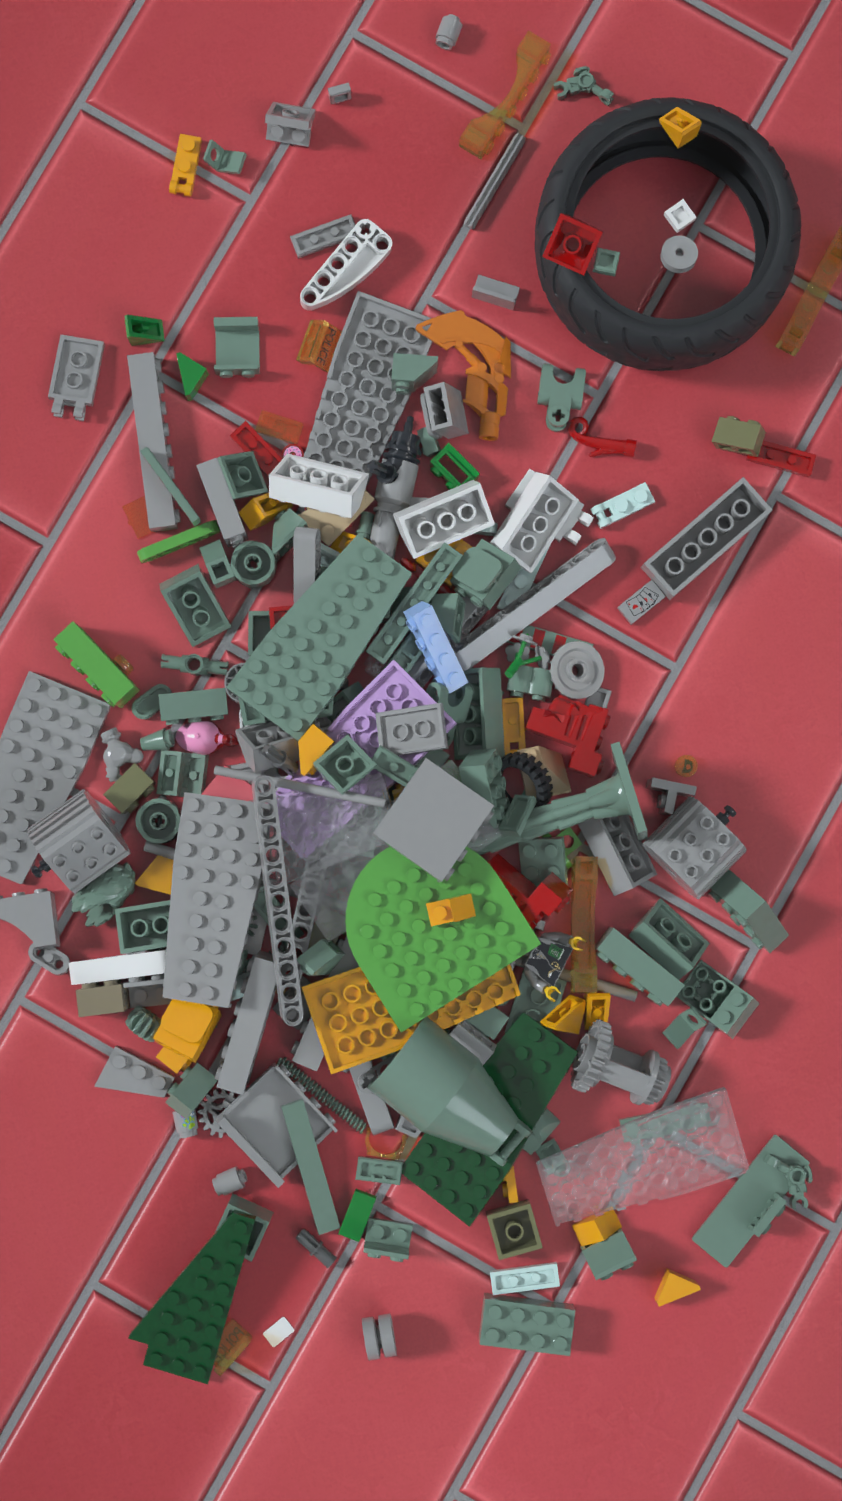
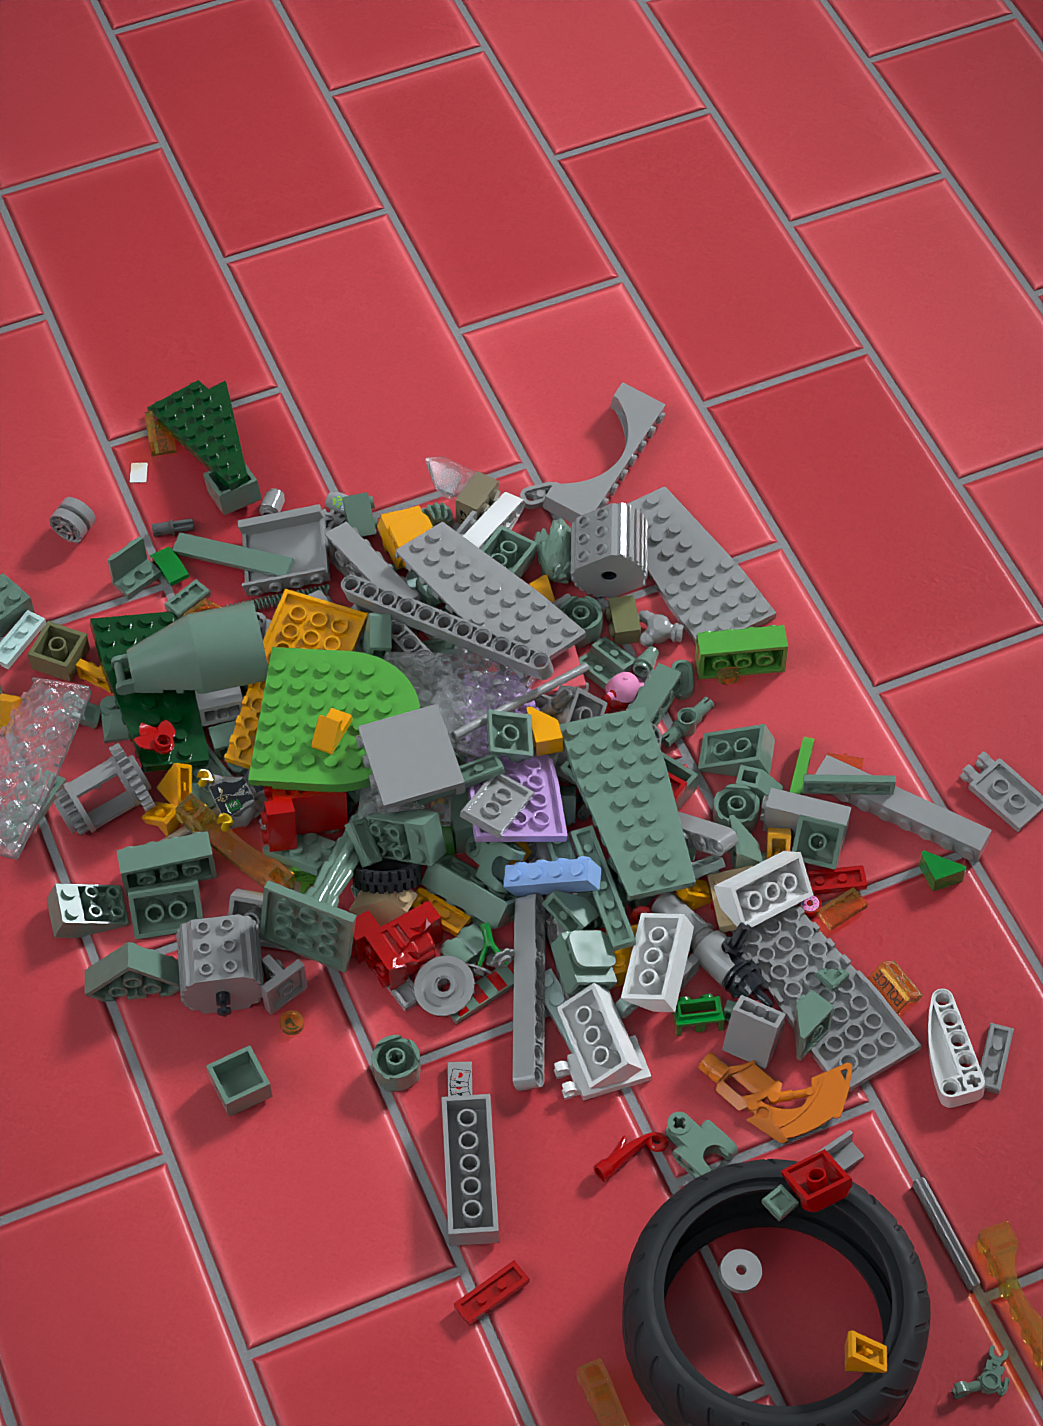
camera: 135 degrees right, 30 degrees down
(85, 1051) = (448, 475): none -> clear slope
(133, 1075) = (408, 493): light grey wing -> none
(143, 330) = (1008, 860): green slope -> none
(237, 346) = (938, 923): sand green panel -> none
(350, 390) = (832, 977): none -> sand green tile
(365, 525) = (705, 915): sand green pin -> none
(544, 1067) = (156, 739): none -> red plate
(623, 505) = (557, 1131): light aqua plate -> none
(677, 652) = (396, 1063): none -> sand green brick
(680, 216) = (776, 1296): white plate -> none
(683, 1027) = (89, 866): sand green bracket -> none
(738, 436) = (539, 1262): olive brick -> none
(768, 759) = (239, 1081): none -> sand green piece

